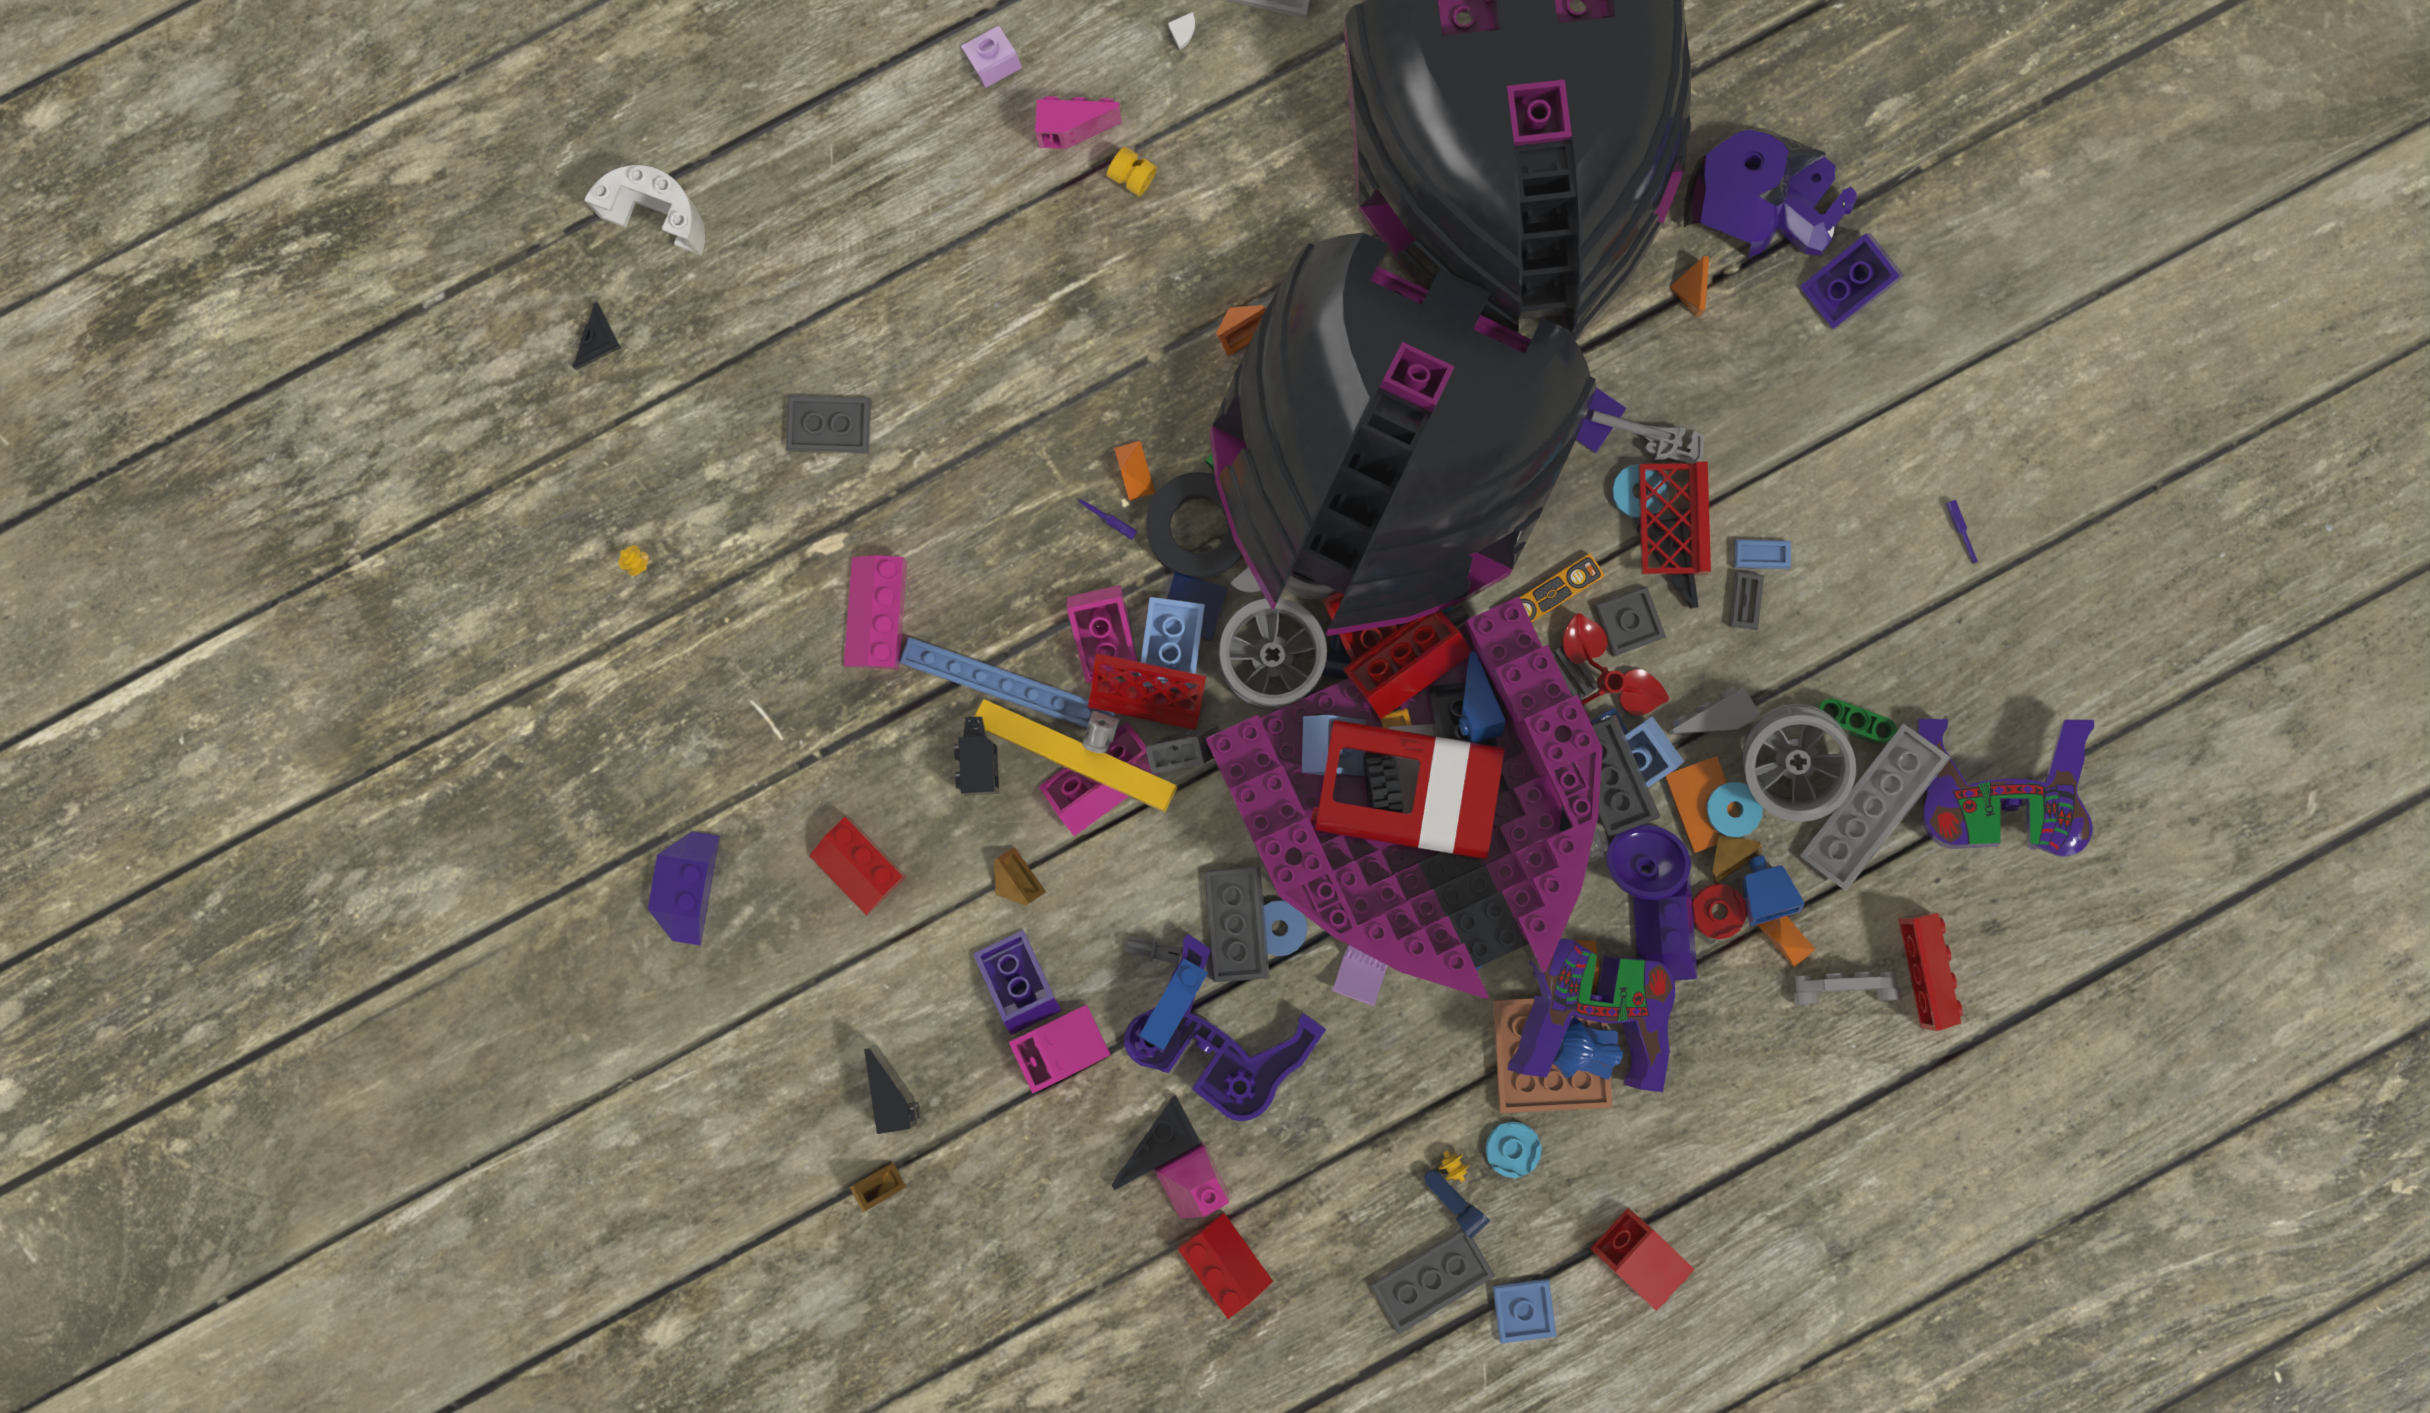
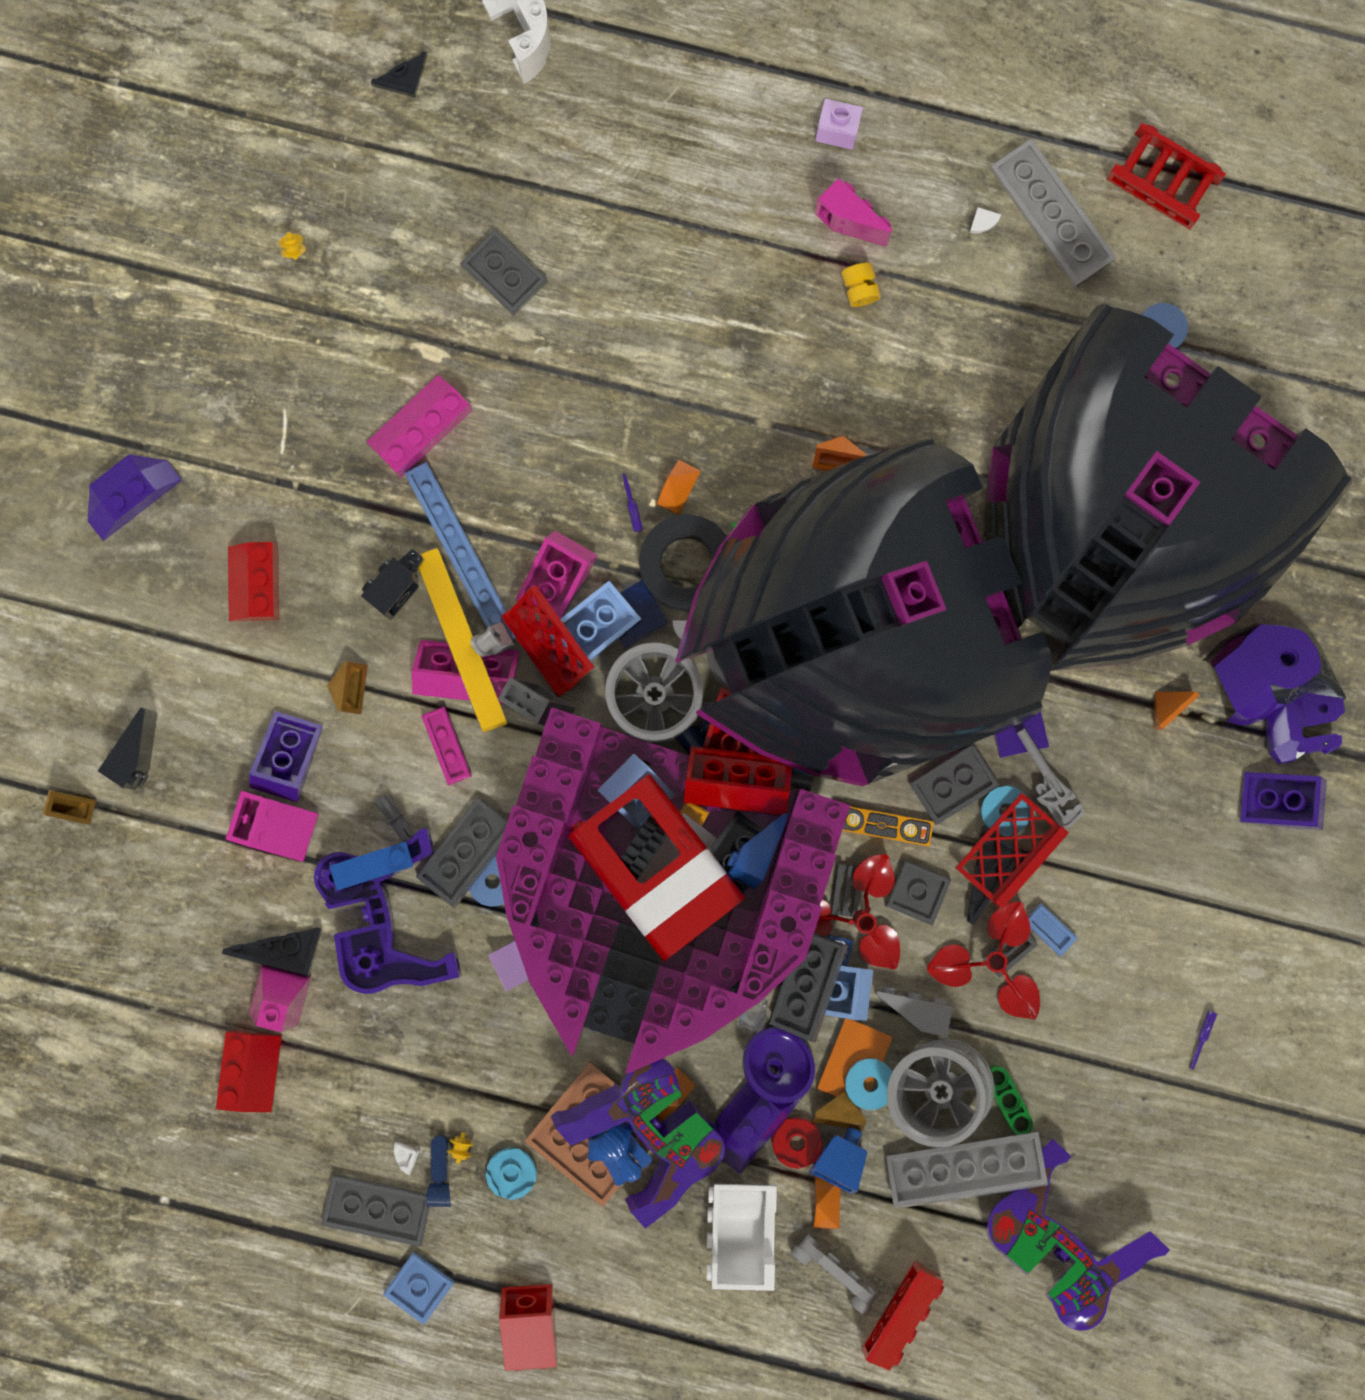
camera: 40 degrees right, 0 degrees up
(1140, 853) = (446, 746): none -> dark pink tile
(1415, 1215) = (405, 1156): none -> white tile
(1578, 508) = (954, 784): none -> dark grey tile
(1726, 581) = (1011, 927): none -> red plant
(1746, 1026) = (742, 1236): none -> white cylinder

